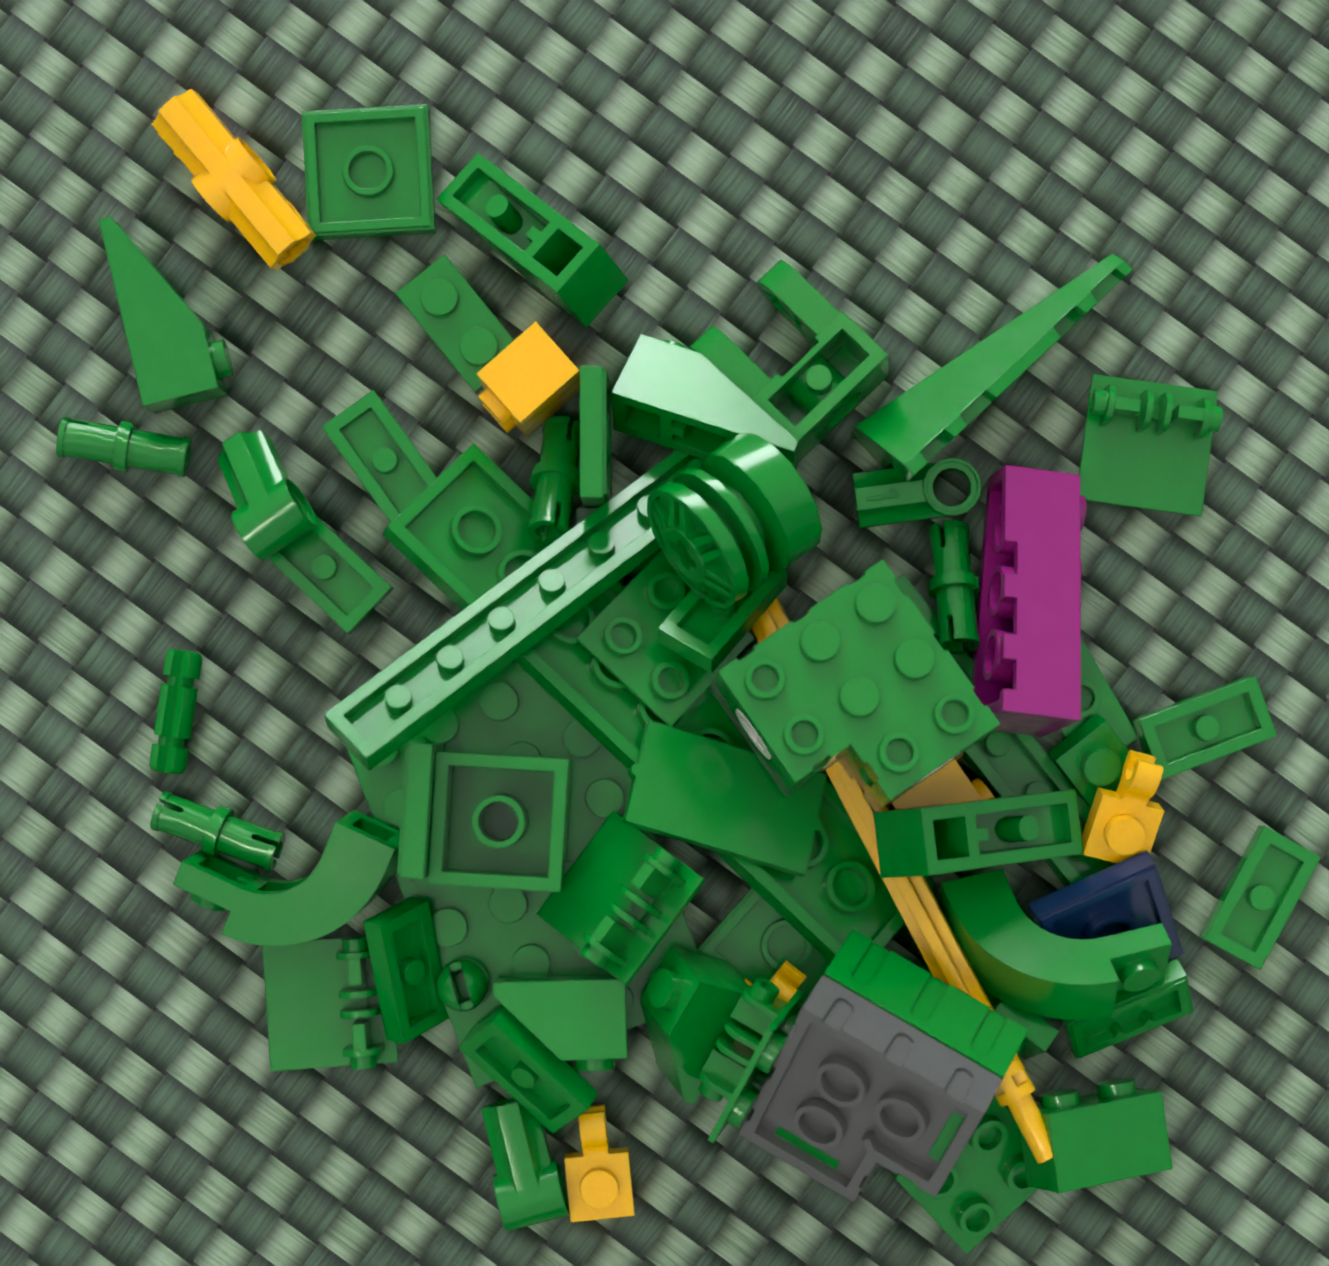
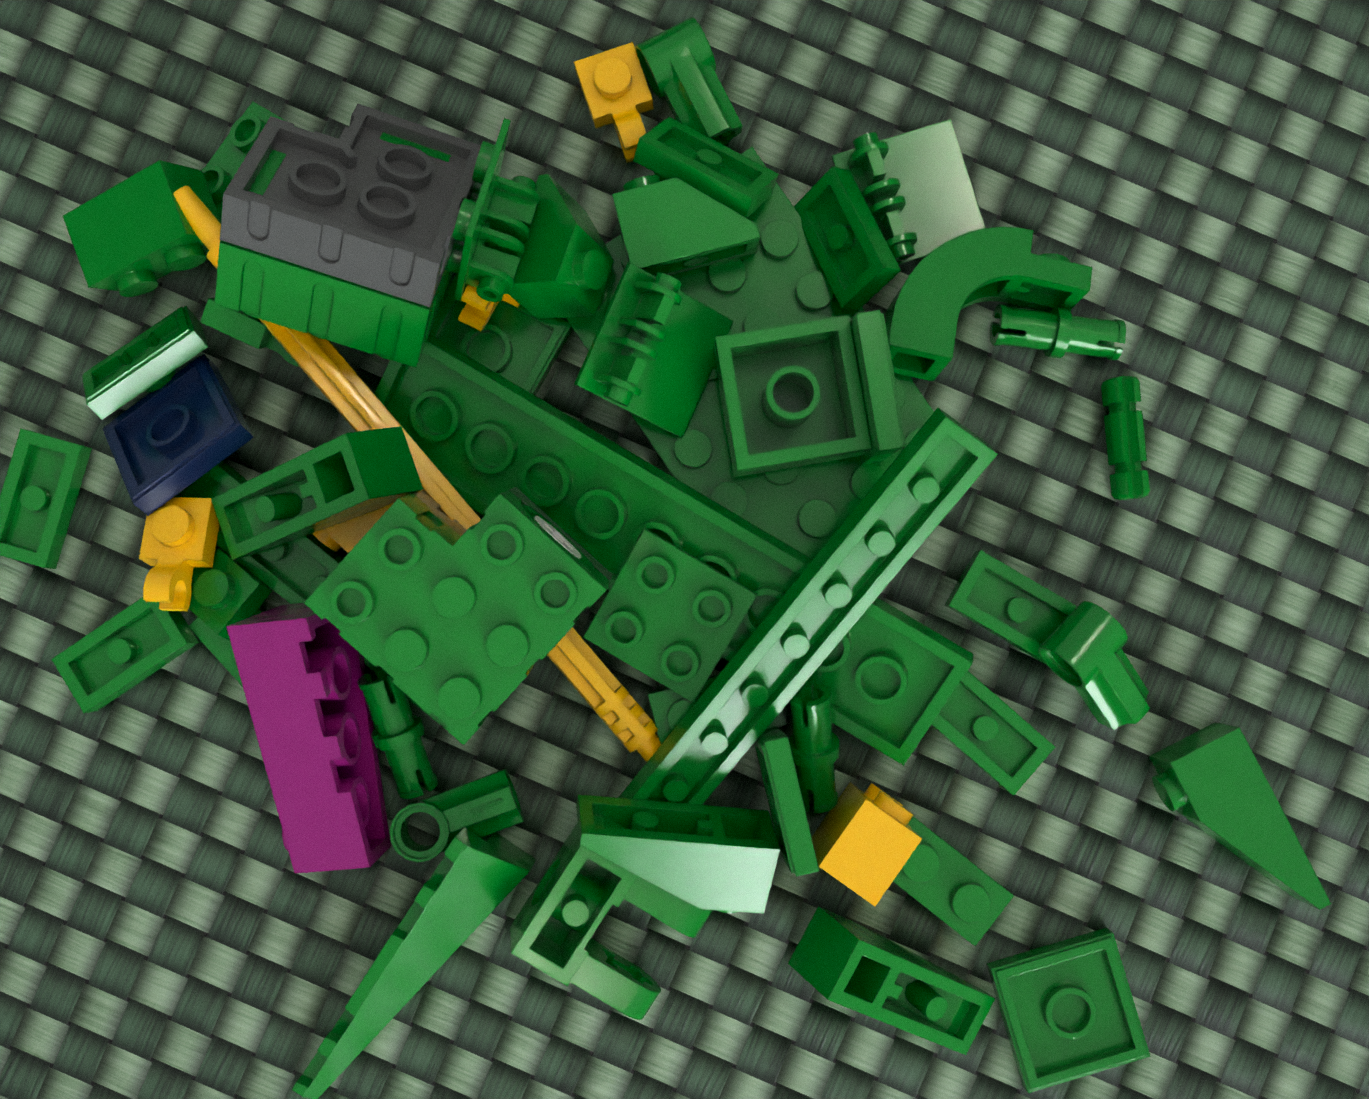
camera: 165 degrees right, 0 degrees up
(123, 446) = (1242, 682): green pin -> none
(233, 179) = (1202, 973): yellow piece -> none
(475, 981) = (778, 243): green hinge -> none
(710, 633) = (619, 659): green plate -> none
(721, 800) = (580, 468): green piece -> none
(734, 519) = (625, 751): green wheel -> none
(1041, 969) = (226, 375): green arch -> none
(1147, 444) = (239, 918): green hinge -> none

